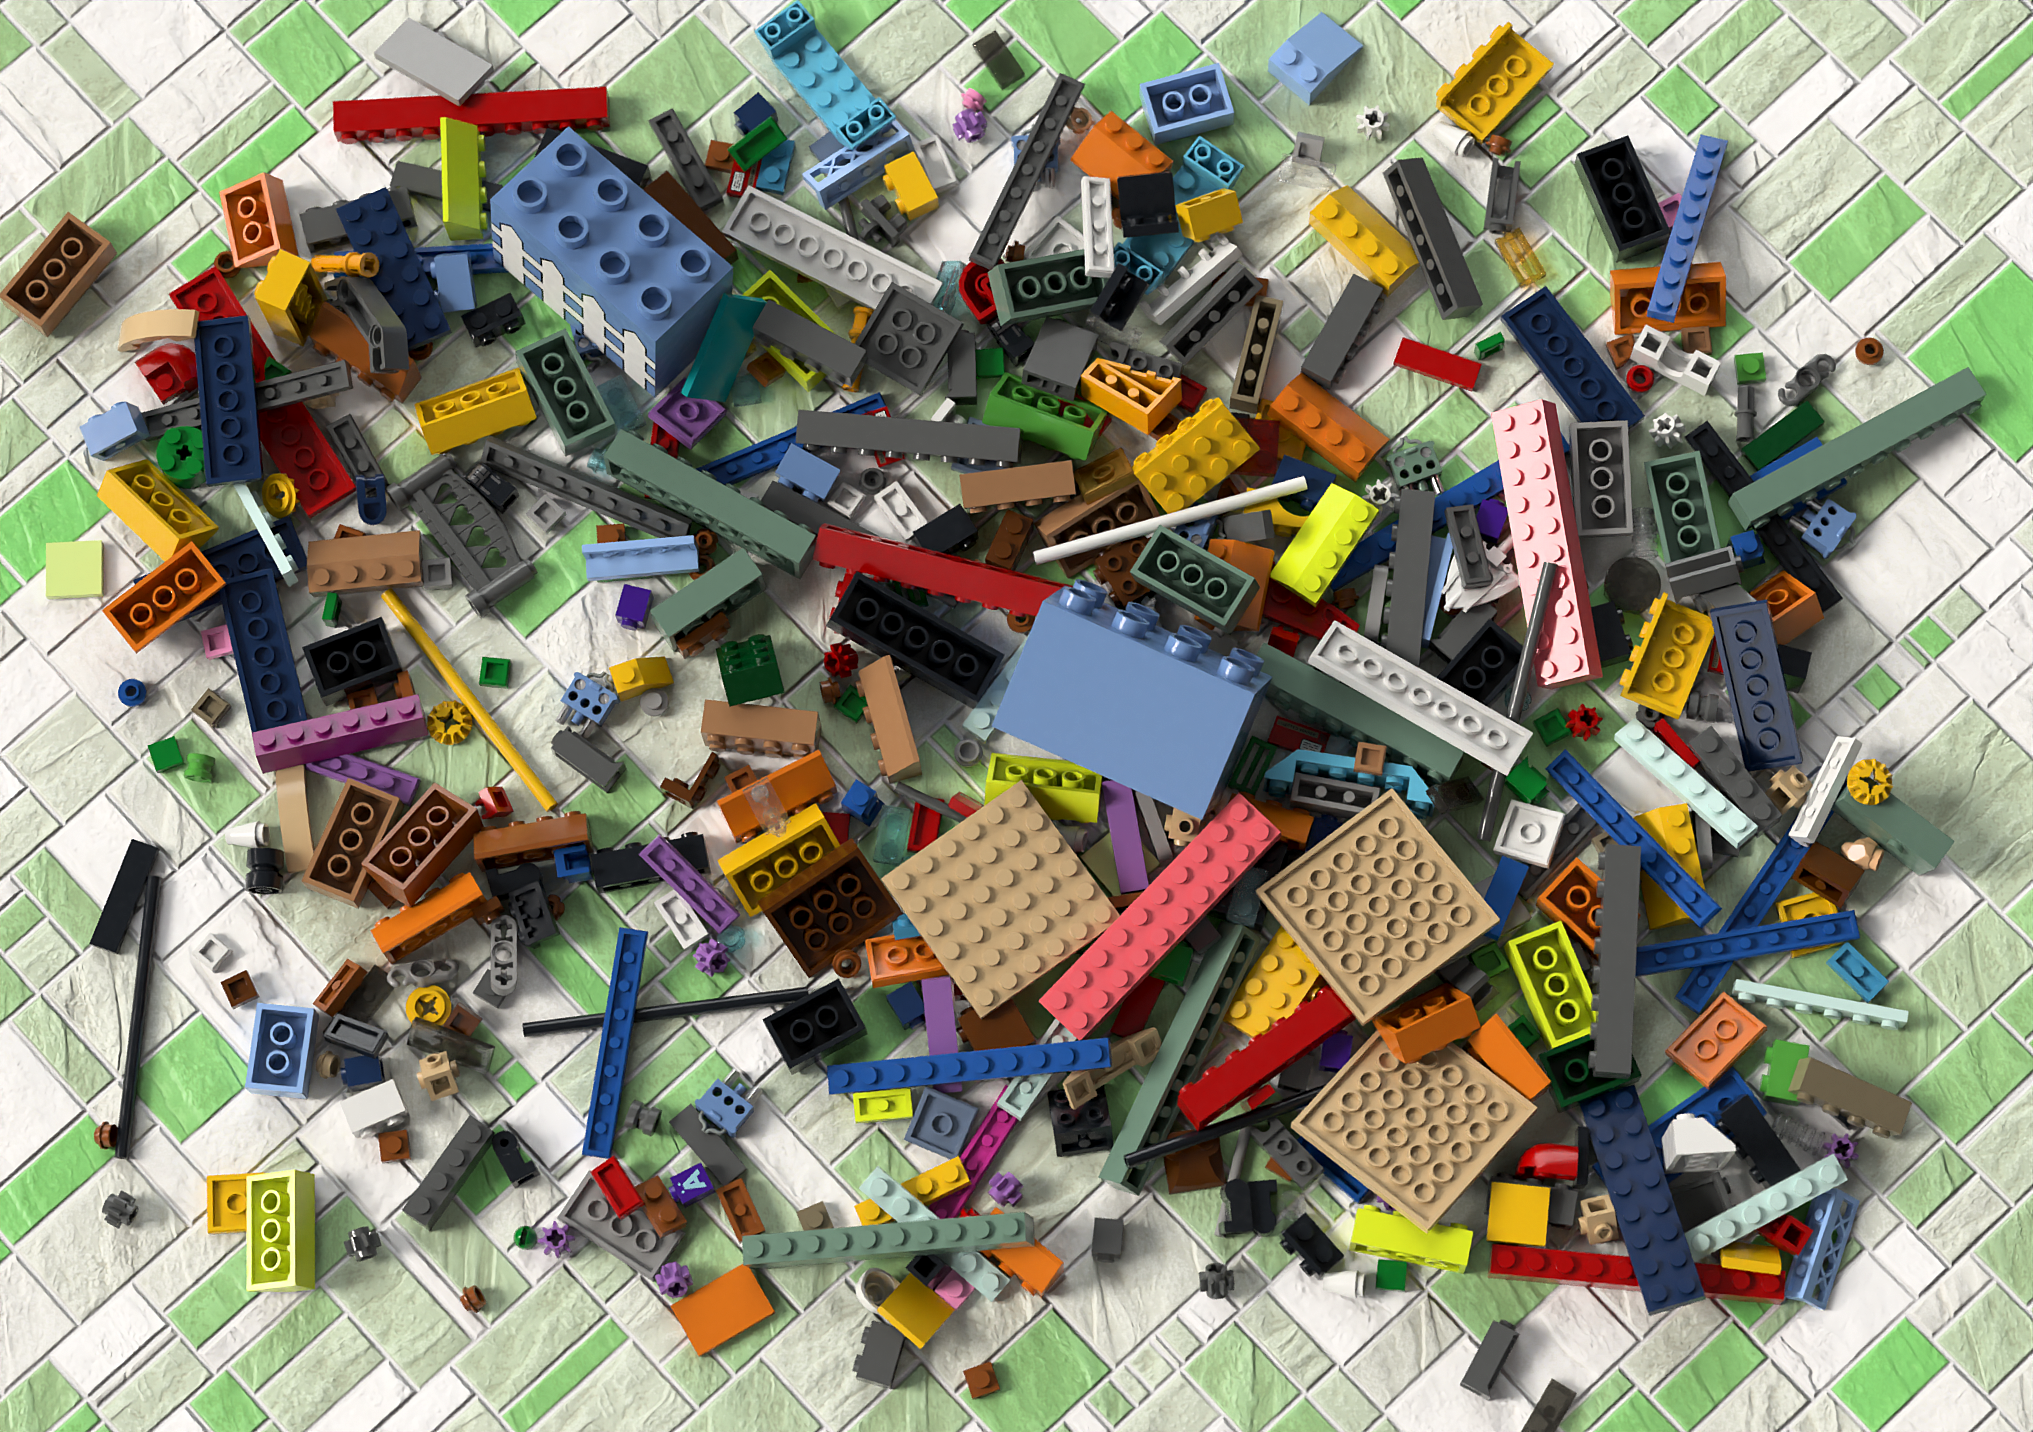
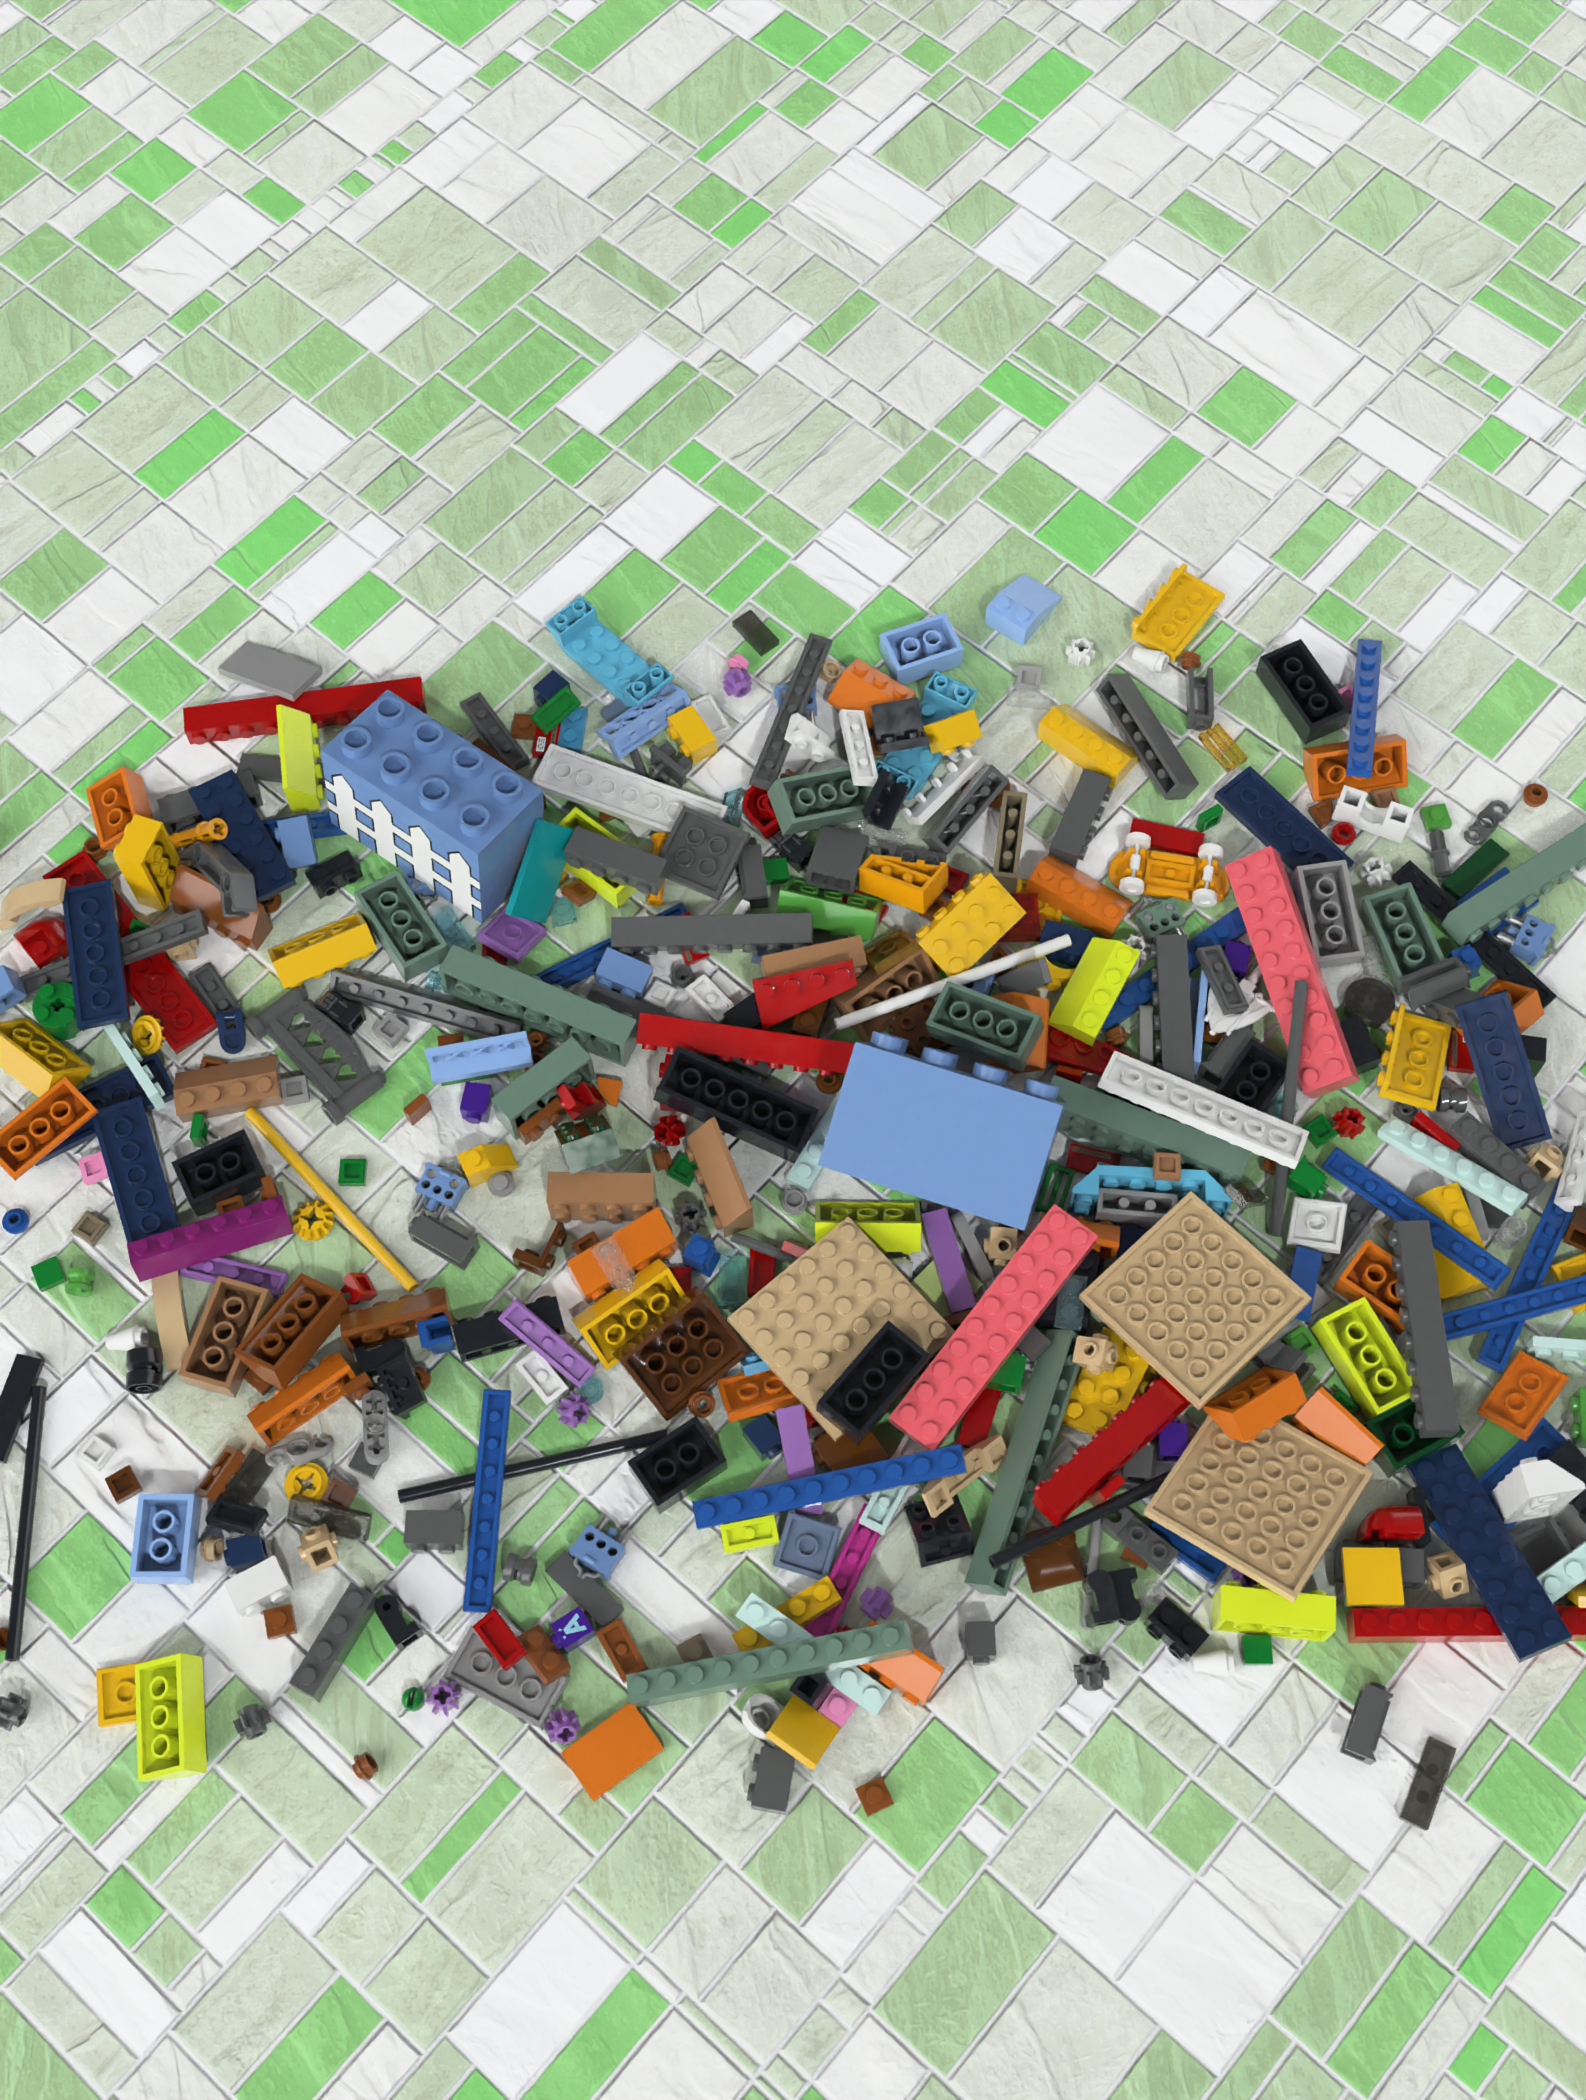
camera: 10 degrees left, 10 degrees down
(557, 1069) = (434, 1531): none -> dark grey brick
(569, 608) = (417, 1109): none -> dark orange tile
(747, 616) = (580, 1100): none -> red brick
(780, 605) = (610, 1090): none -> orange tile
(847, 760) = (687, 1209): none -> dark grey gear
(997, 517) = (797, 990): none -> red wing
(1025, 964) = (873, 1382): none -> black brick
(1043, 208) = (809, 738): none -> white bracket
(1266, 953) = (1095, 1353): none -> tan brick
(1432, 410) = (1170, 874): none -> light orange piece
(1736, 855) = (1509, 1233): none -> clear piece

